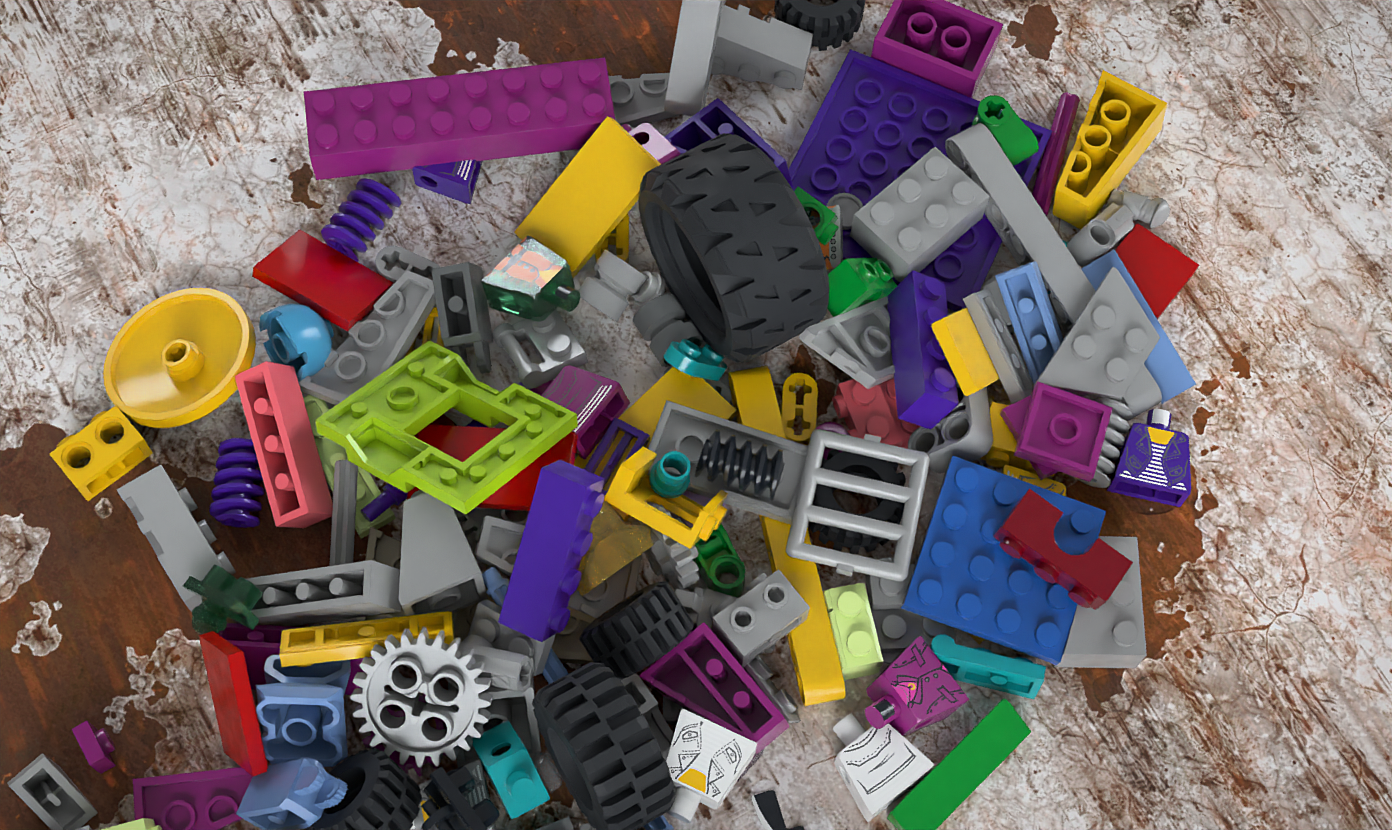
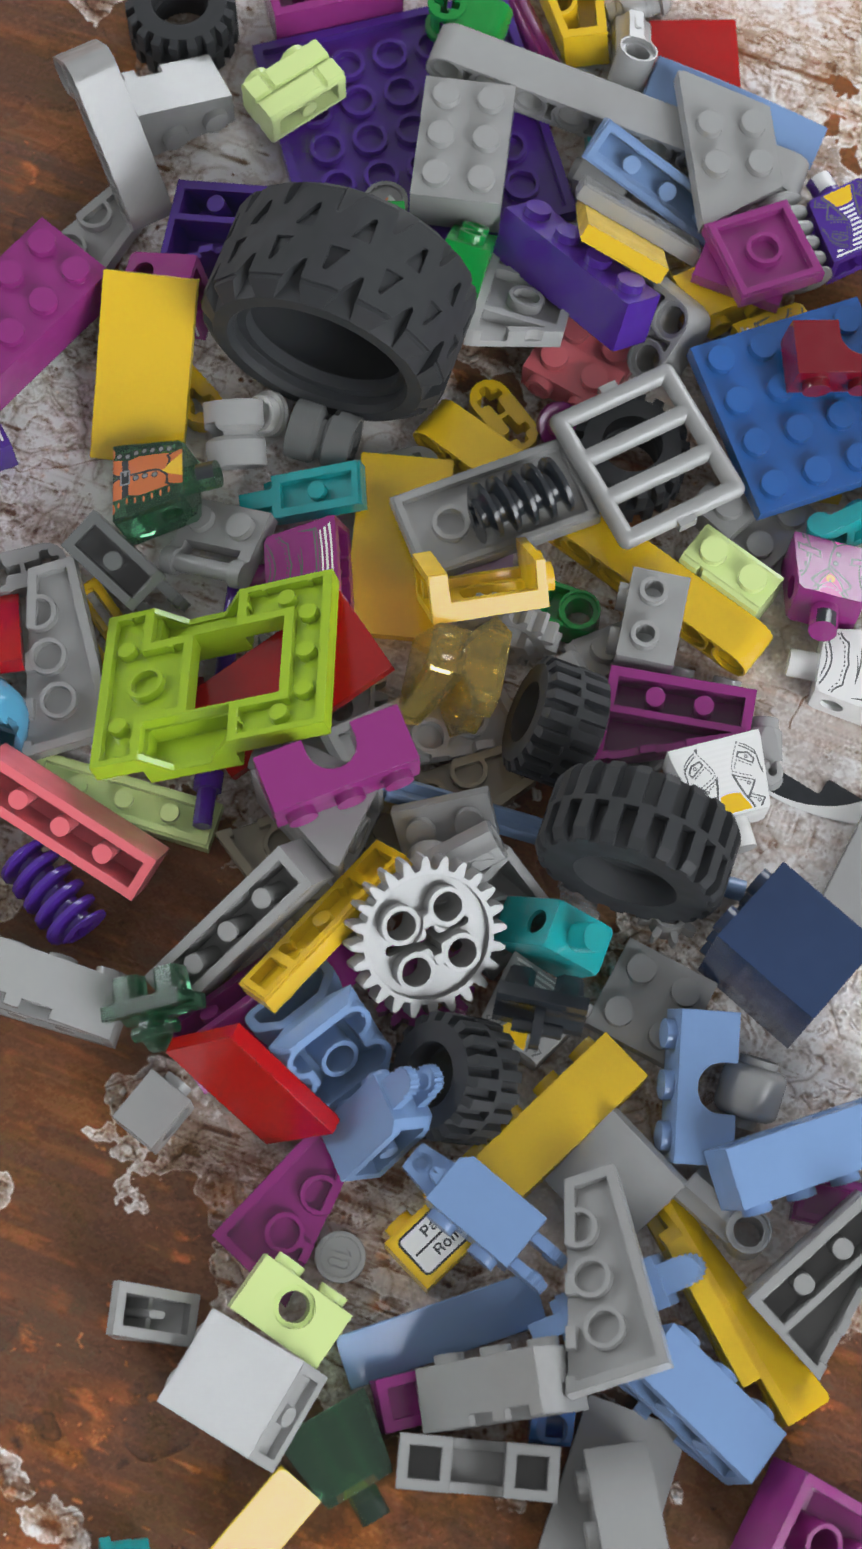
camera: 40 degrees left, 5 degrees up
(95, 746) = (145, 1236): magenta plate -> none
(173, 671) = (155, 1110): none -> light grey brick
(343, 513) = (182, 843): light grey axle -> none
(484, 556) = (301, 789): none -> magenta arch
(552, 550) = (433, 705): dark purple brick -> none
(624, 360) = (311, 493): none -> teal hinge
(630, 432) = (390, 632): dark purple tile -> none
(667, 485) = (462, 570): teal piece -> none
(695, 360) = (380, 441): teal plate -> none
(773, 767) = (772, 748): none -> light grey arm
(846, 95) = (293, 89): none -> yellowish green brick

